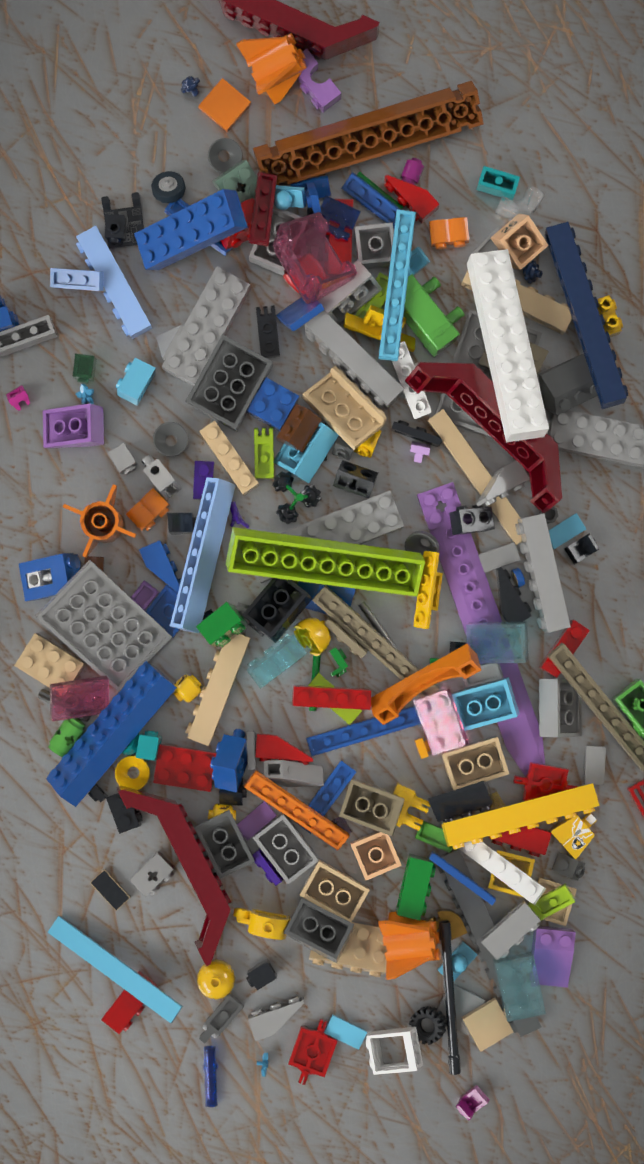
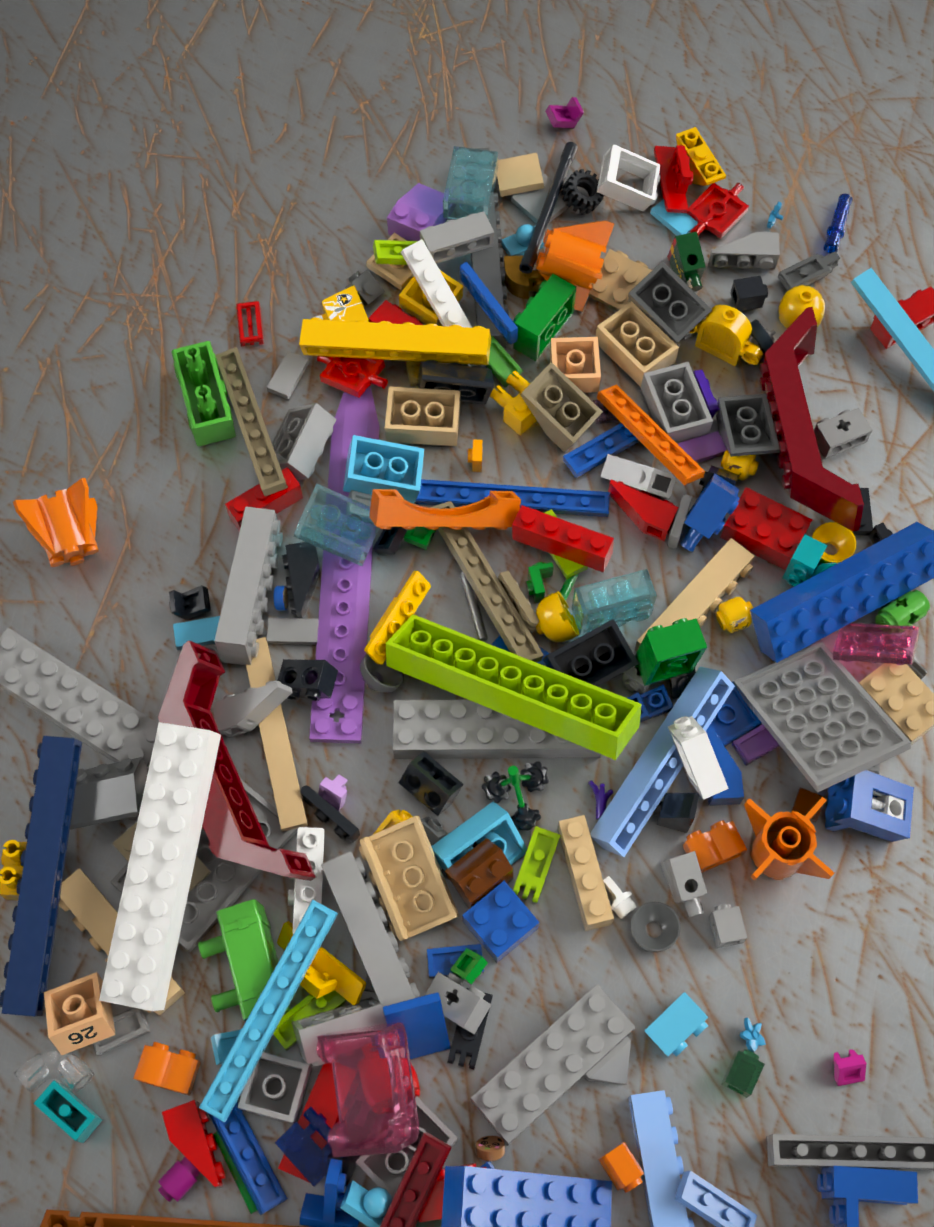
camera: 160 degrees left, 20 degrees down
(73, 426) = (782, 995): medium lavender slope -> none
(110, 889) = (896, 436): black tile -> none
(142, 279) = (622, 1168): none -> orange brick
(178, 554) = (697, 756): none -> white window
(197, 447) = (621, 901): none -> white piece
(201, 471) = (625, 869): dark purple plate -> none
(227, 262) = (490, 1148): none -> medium nougat tile
(229, 382) = (548, 970): dark grey slope -> none
(230, 593) = (654, 702): none -> blue slope
(238, 933) = (761, 336): none -> black wheel
(282, 365) = (469, 966): none -> green plate
(290, 342) = (468, 1010): none -> light grey brick
(293, 369) = (444, 958): none -> blue plate
(325, 990) = (687, 259): none -> dark green torso
(343, 1094) = (702, 161): none -> yellow slope
(358, 1069) = (674, 176): none -> red bracket
(441, 722) = (443, 469): clear pink plate -> none
(532, 272) = (83, 967): dark blue plant -> none

